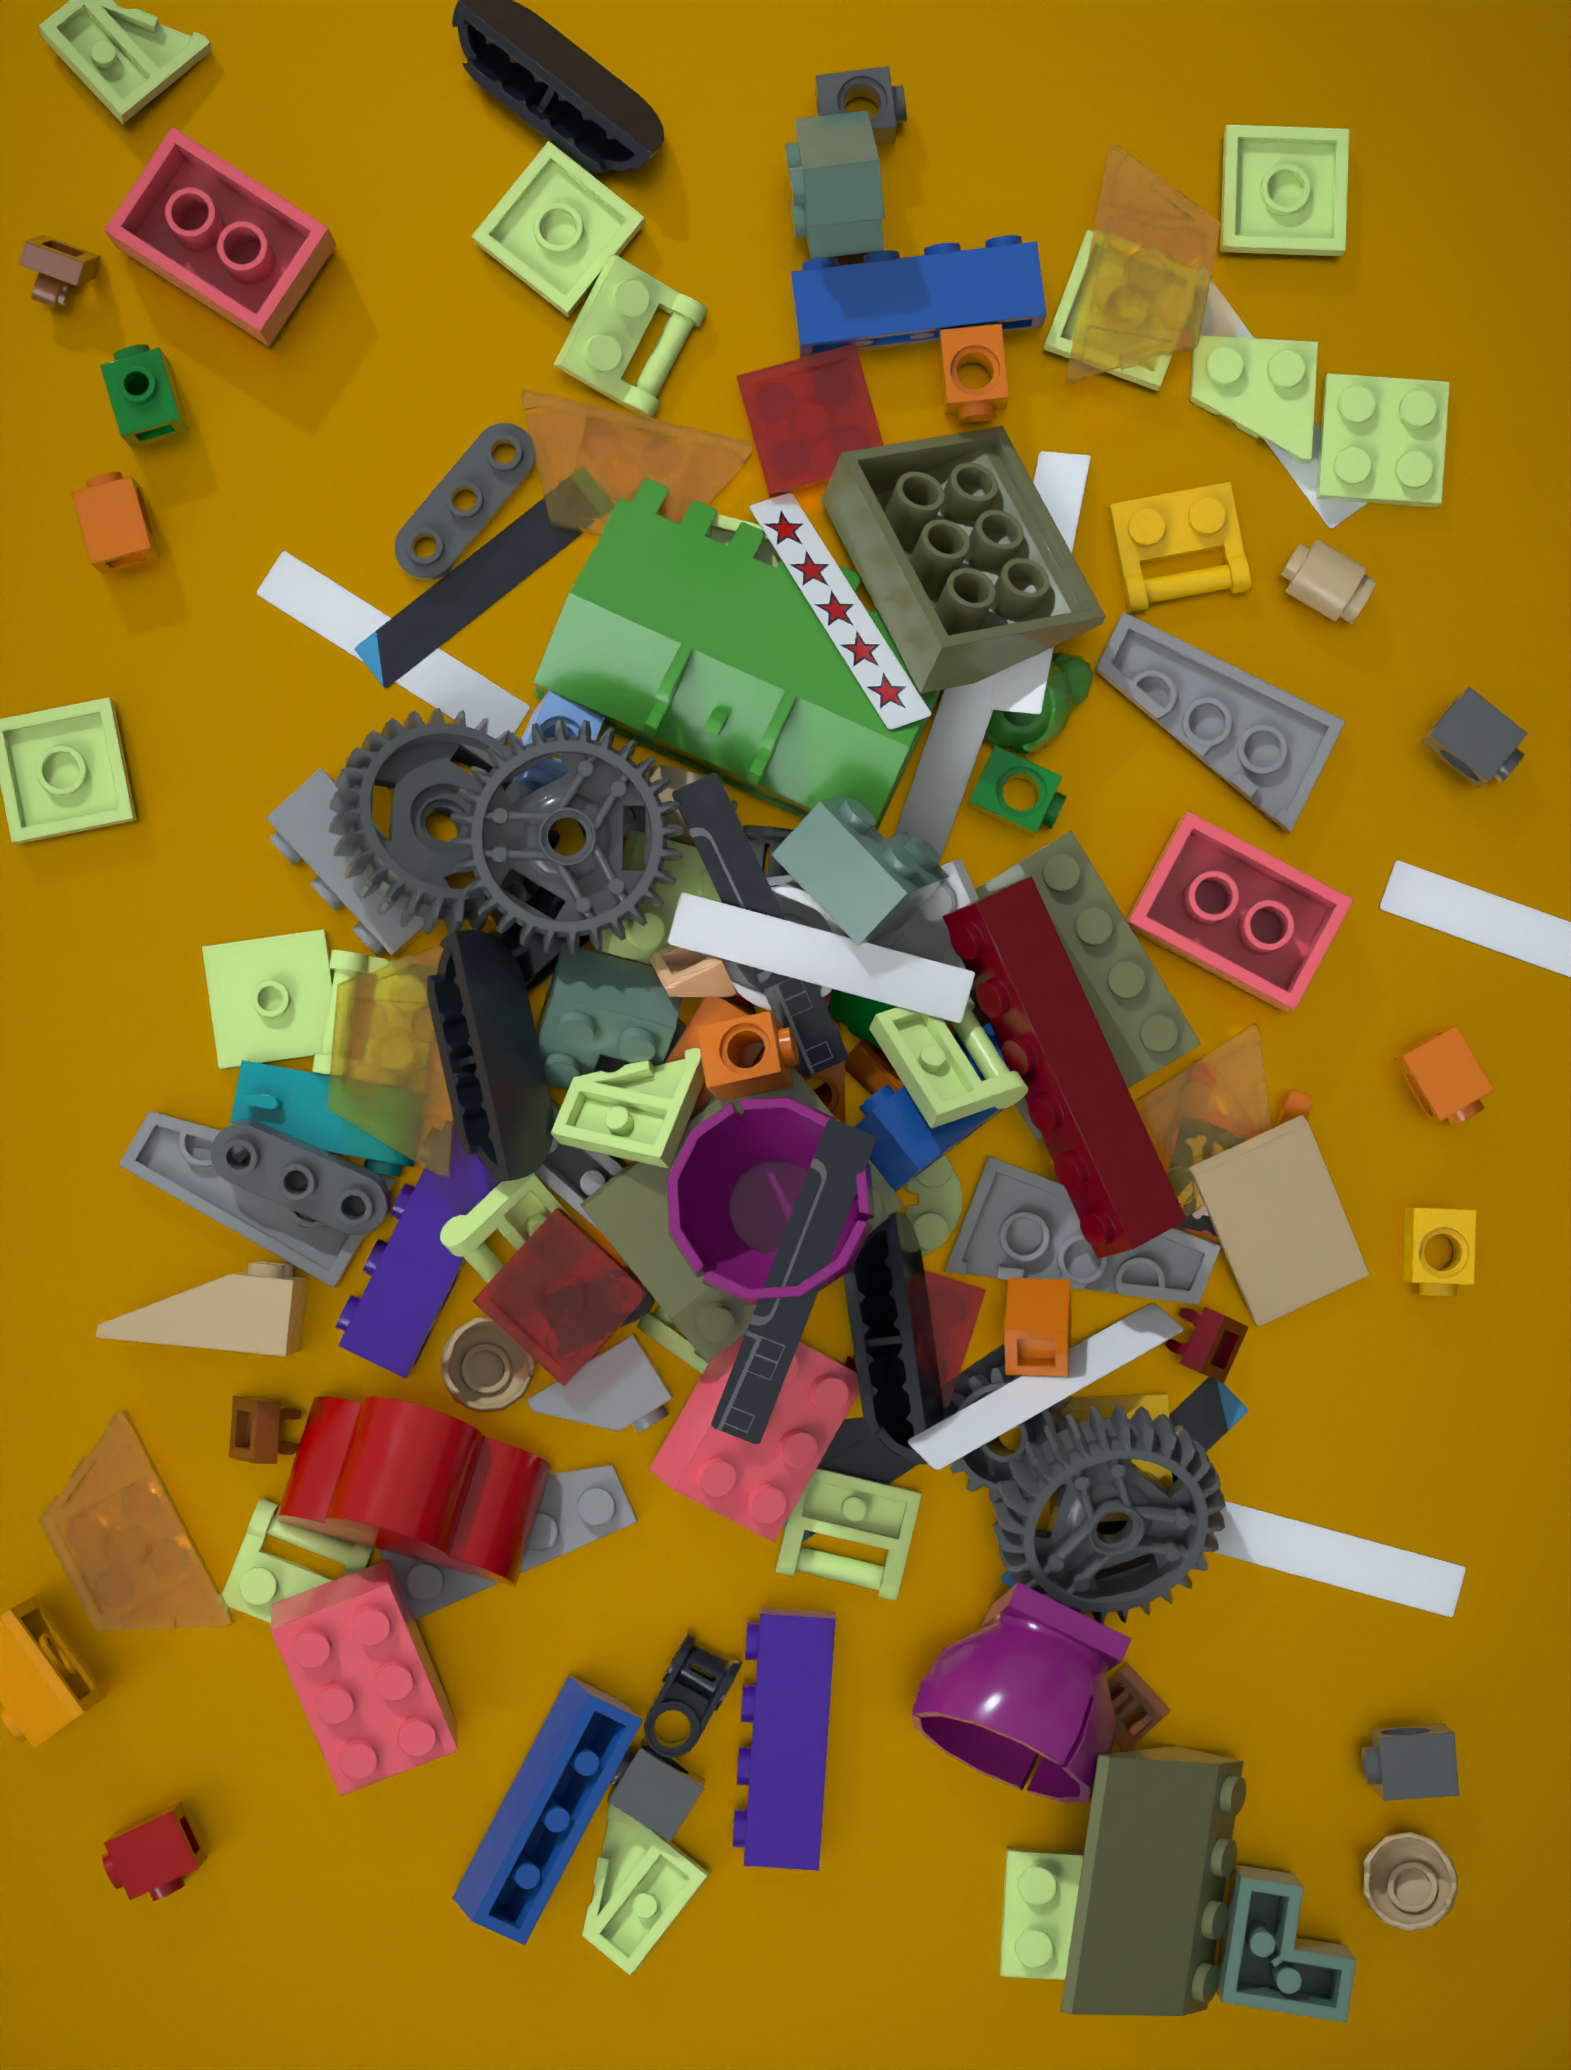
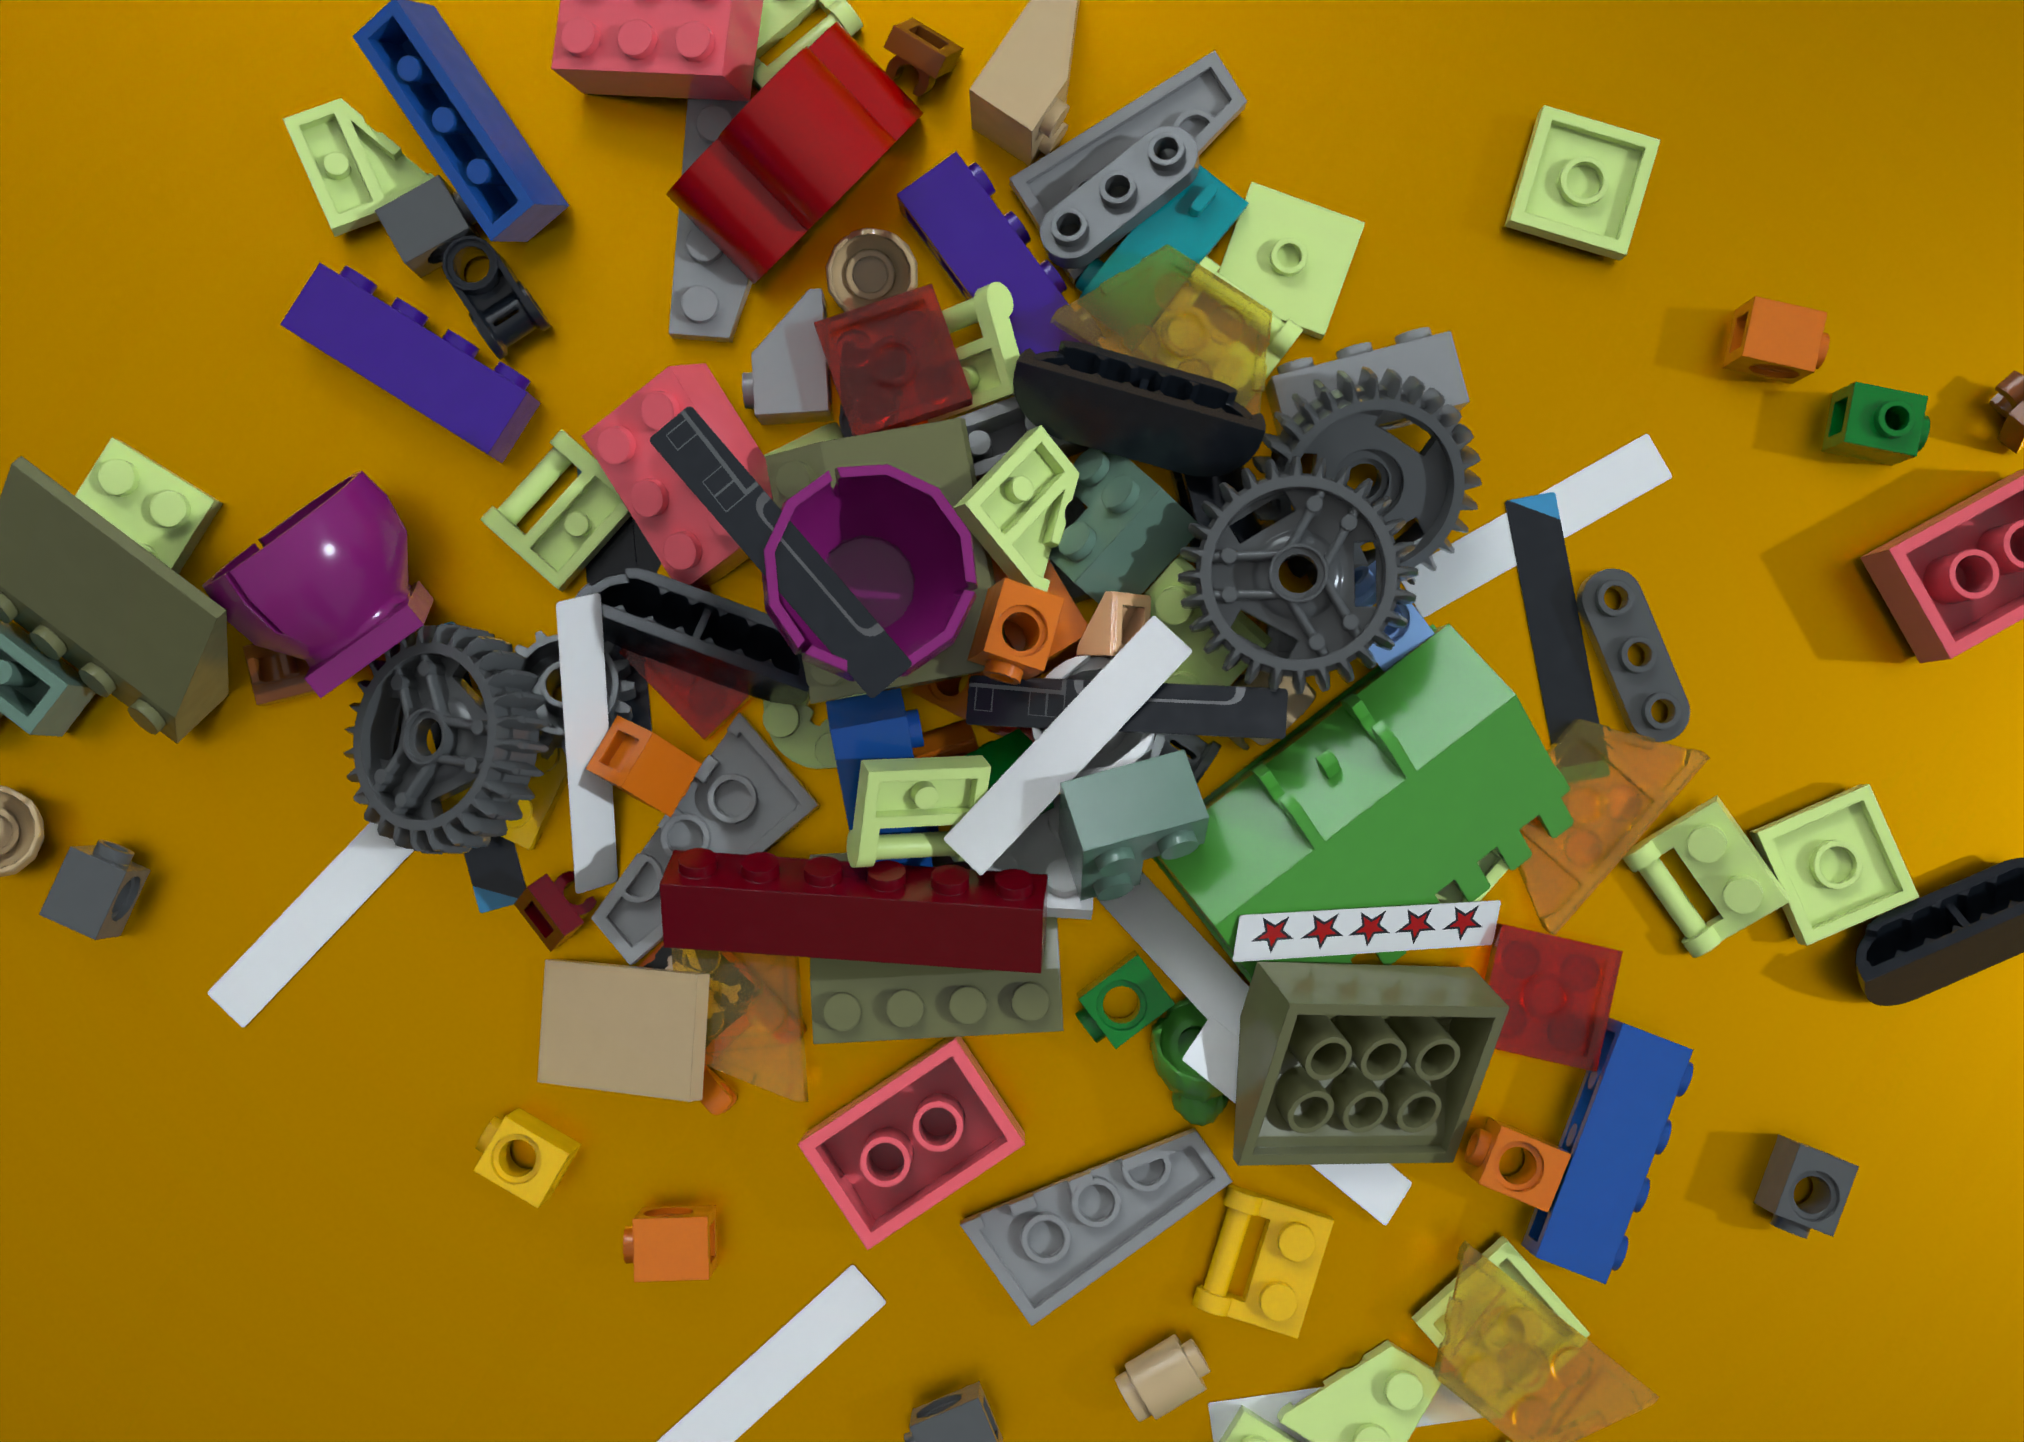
camera: 120 degrees right, 0 degrees up
(836, 185) = (1754, 1136): sand green brick -> none

